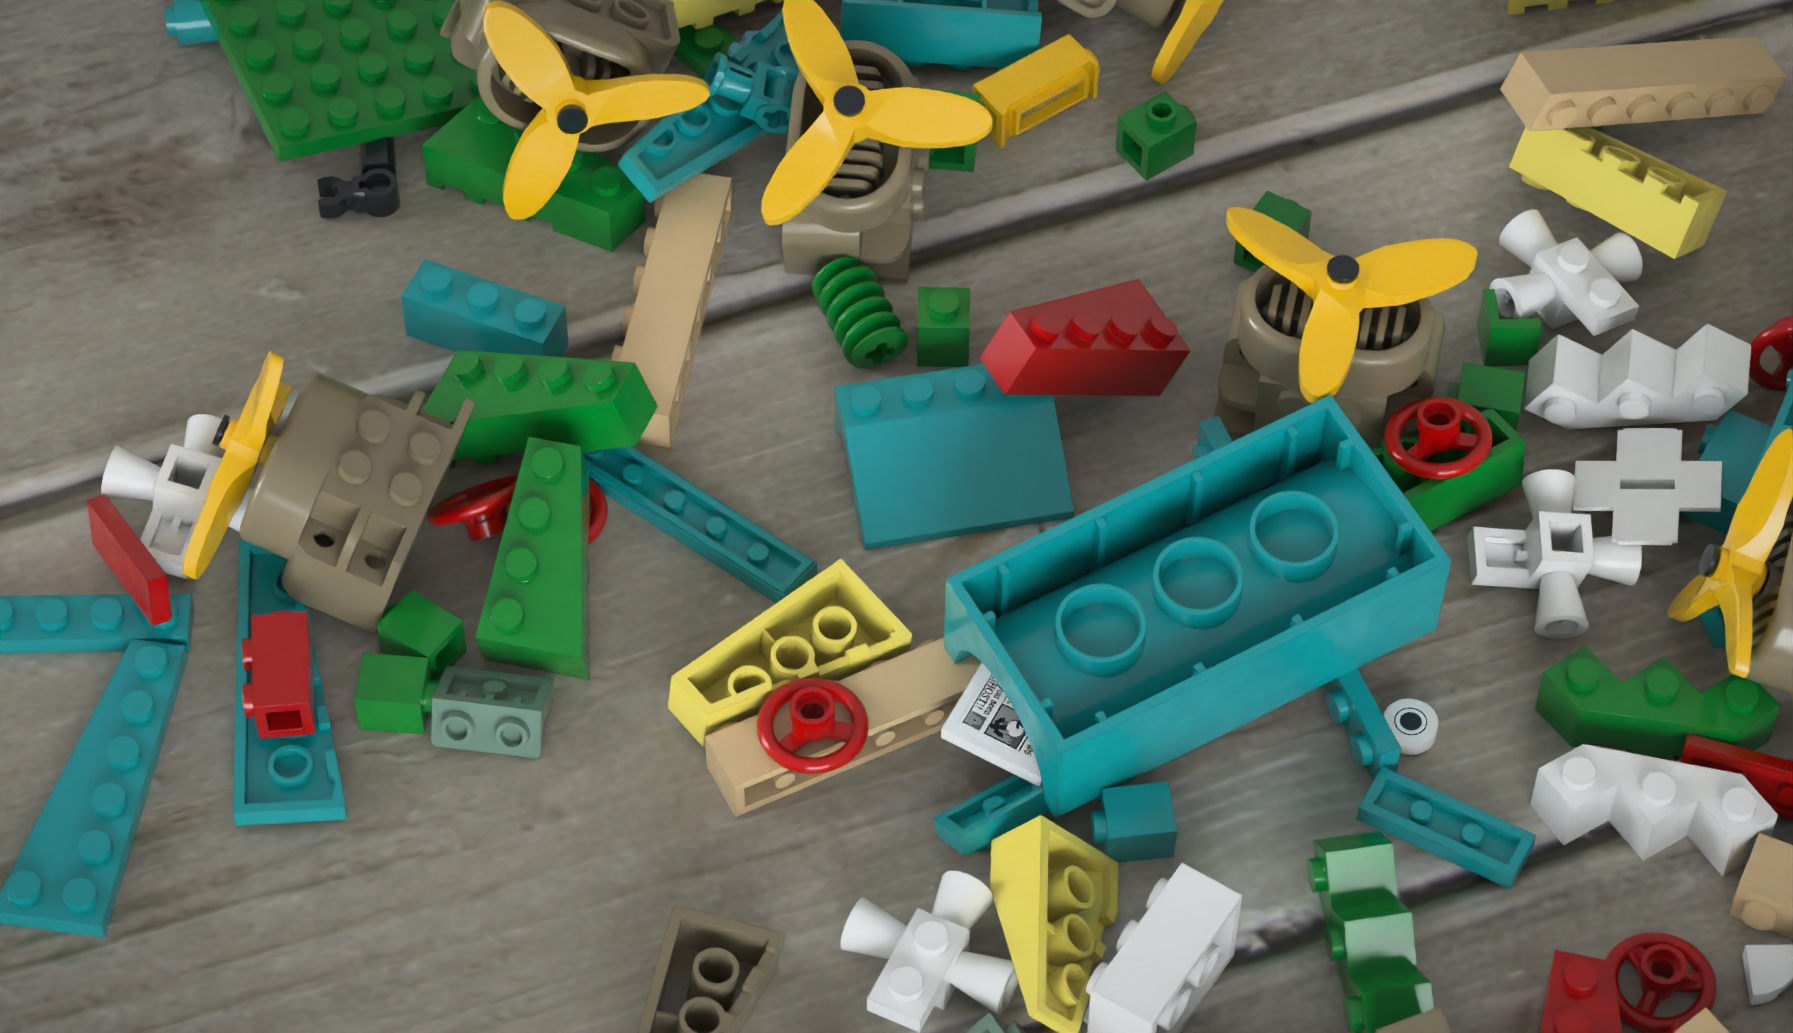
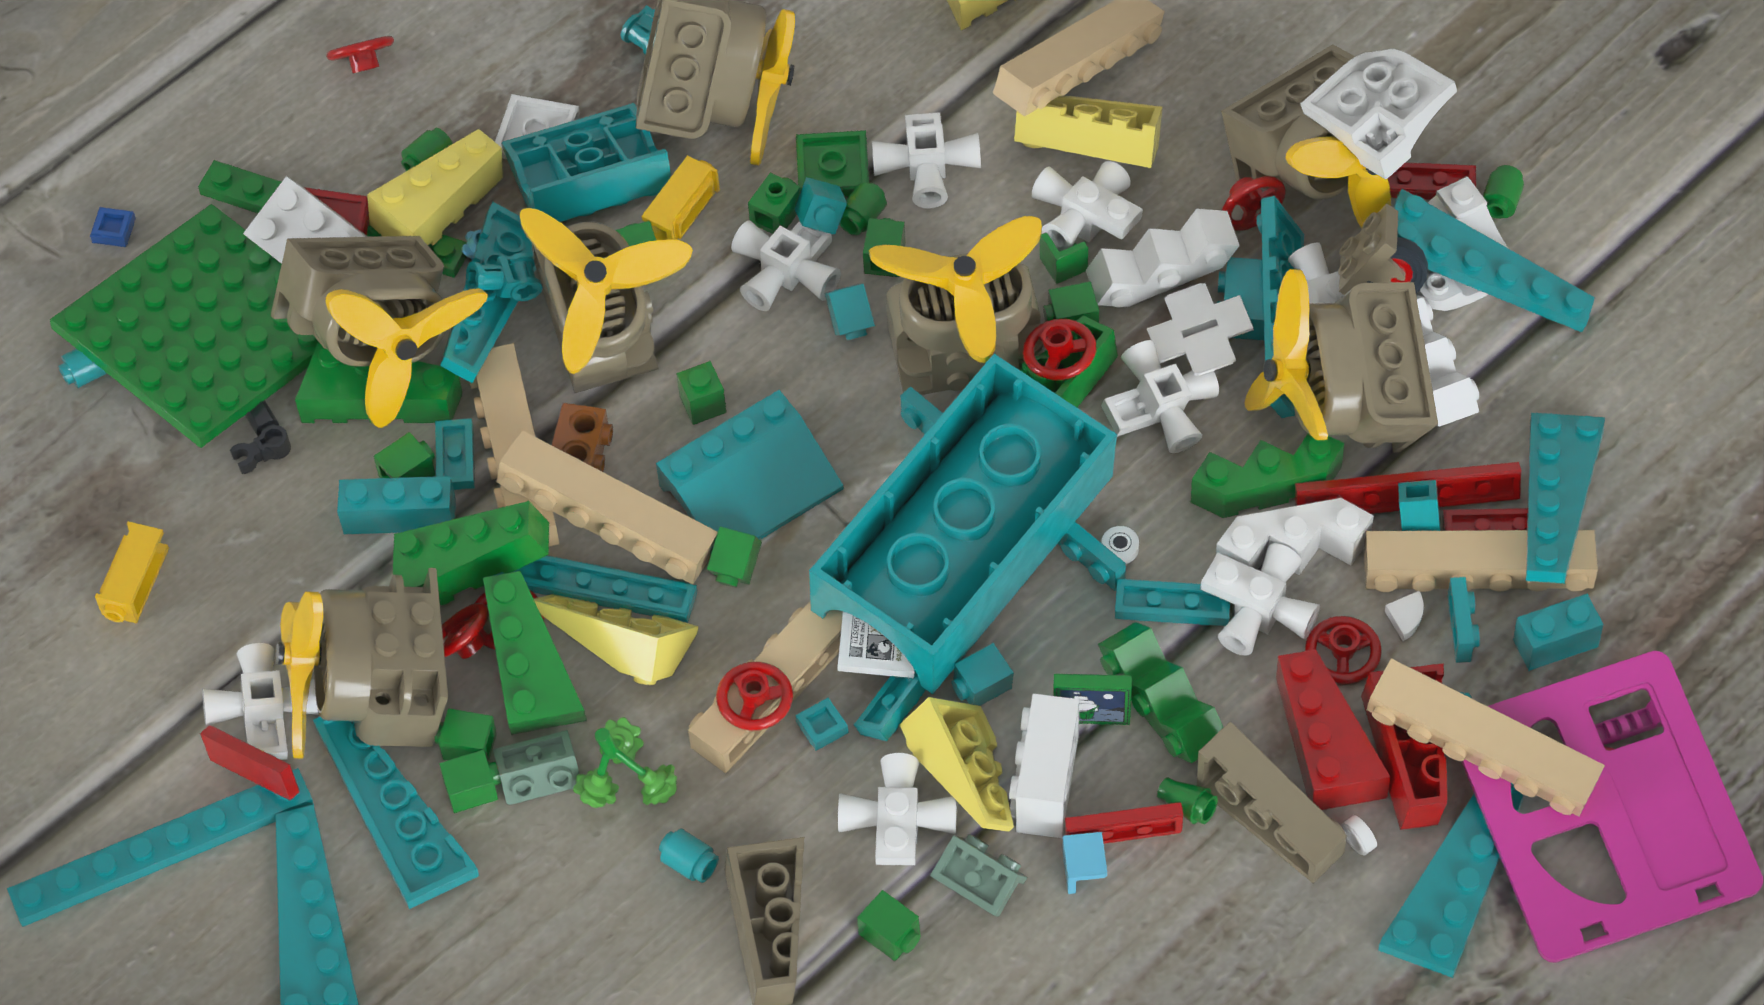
camera: 20 degrees left, 5 degrees up
(118, 282) = (132, 573): none -> yellow window
(281, 674) = (395, 799): red brick -> none
(526, 267) = (405, 459): none -> green brick
(595, 286) = (456, 452): none -> teal plate
(612, 724) = (620, 743): none -> bright green plant
(627, 900) = (688, 855): none -> teal brick
(676, 584) = (630, 645): none -> light yellow wedge
(744, 418) = (606, 507): none -> tan brick
(752, 335) = (583, 446): none -> dark orange brick
(817, 631) = (726, 634): light yellow wedge -> none
(859, 313) = (642, 405): green piece -> none
(881, 543) = (734, 557): none -> green brick
(891, 801) = (822, 724): none -> teal plate
(1087, 346) = (808, 371): red wedge -> none
(1134, 207) = (785, 261): none -> white brick
(1188, 294) = (850, 311): none -> teal brick
(1211, 154) = (820, 206): none -> teal brick
(1257, 116) = (833, 158): none -> green tile
(1272, 170) = (863, 203): none -> green brick
(1275, 907) = (1101, 697): none -> tile
(1381, 146) = (926, 157): none -> white brick
(1567, 865) = (1258, 597): none -> white brick

